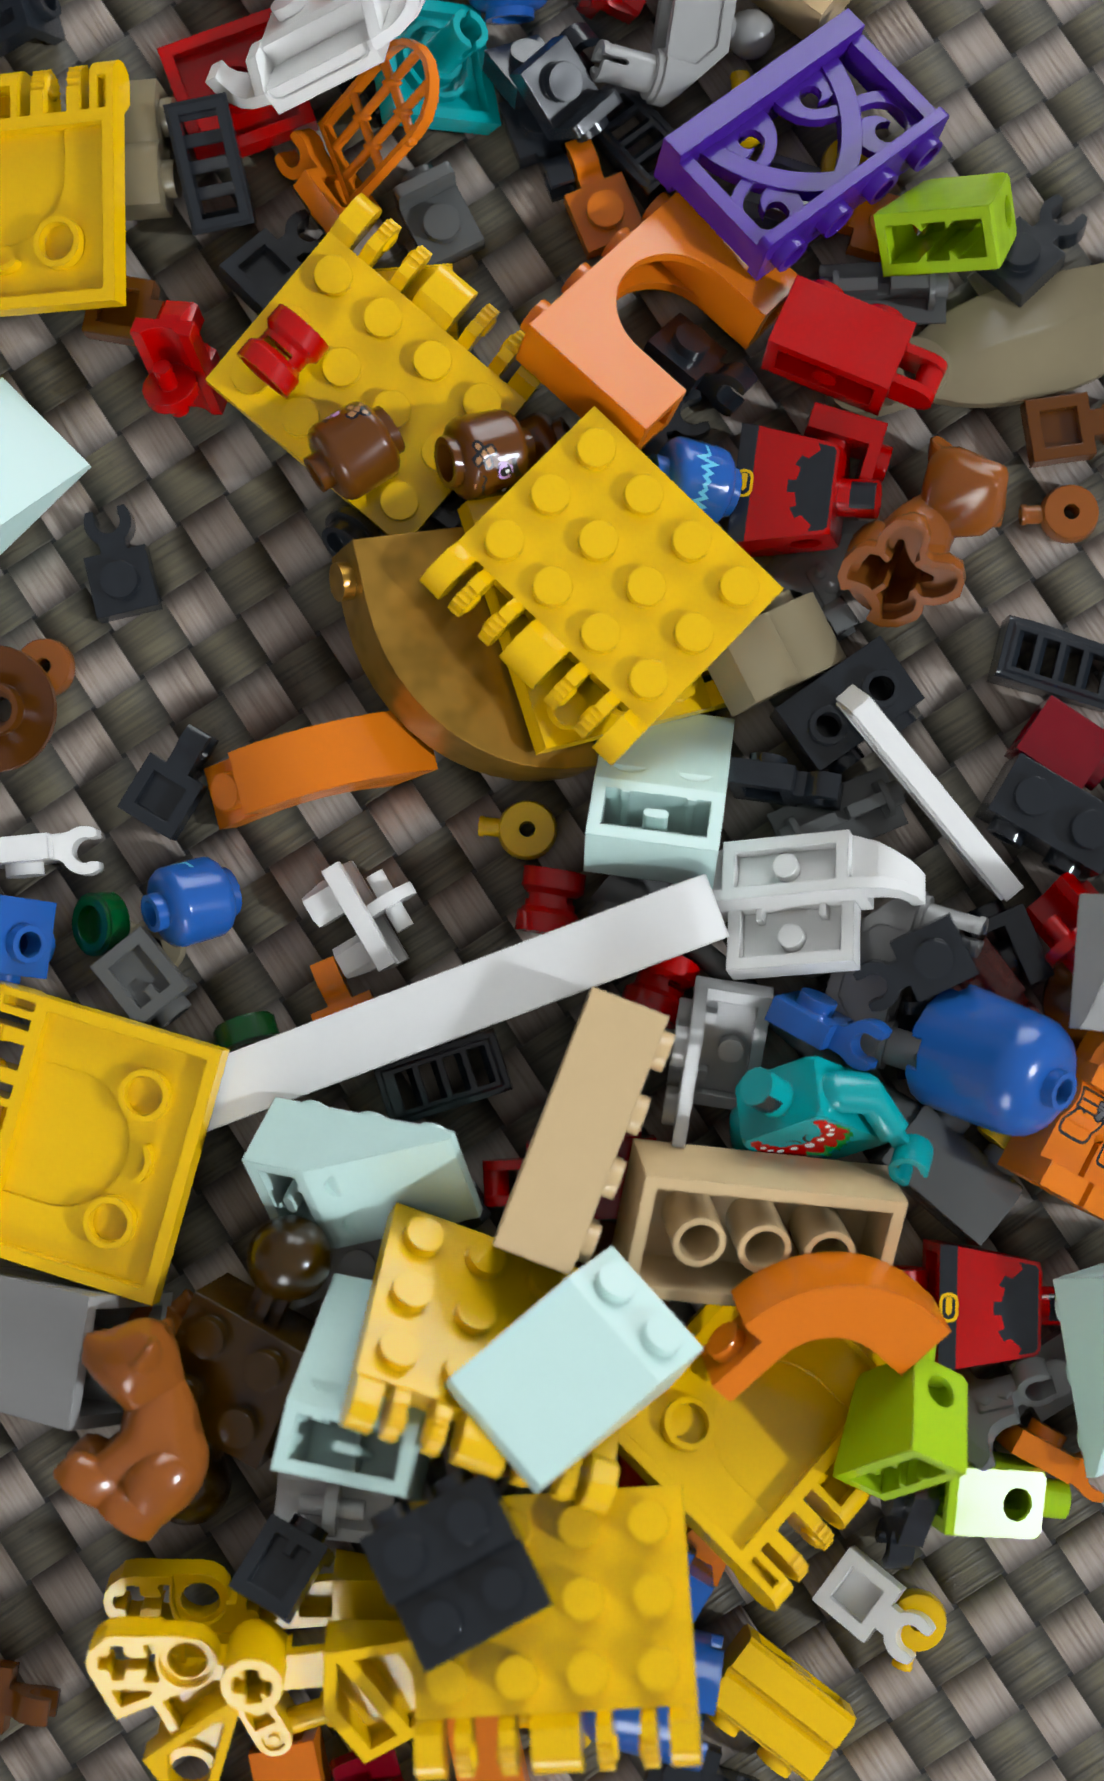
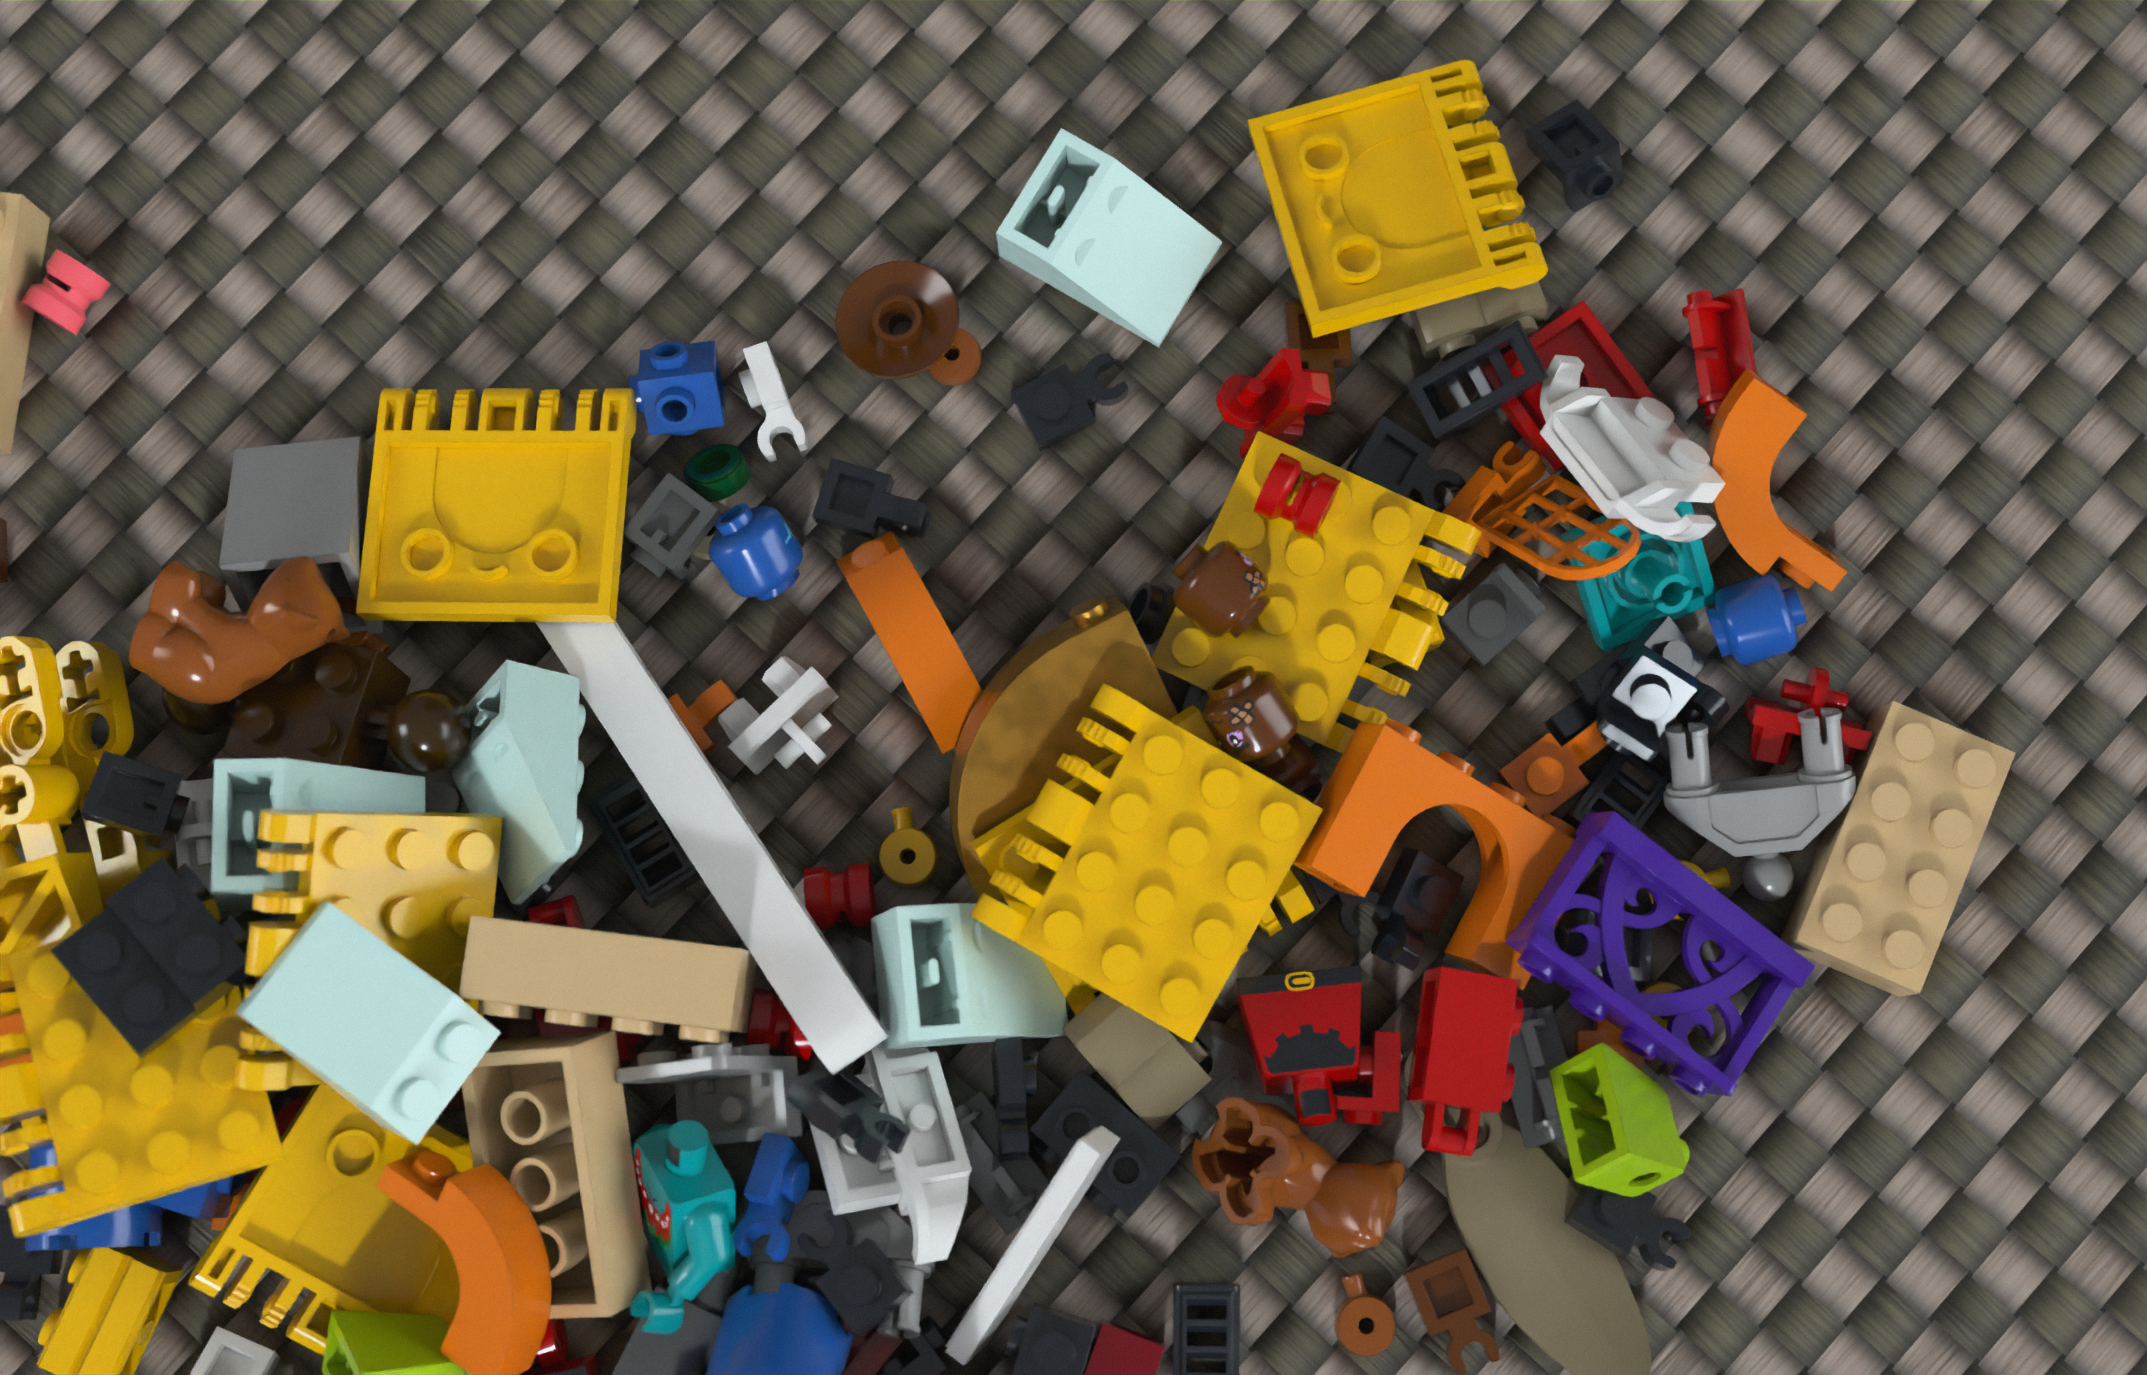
camera: 80 degrees right, 5 degrees down
(245, 1030) = (643, 636): dark green tile -> none
(702, 473) = (1290, 933): blue head -> none
(763, 930) = (848, 1106): none -> black plate

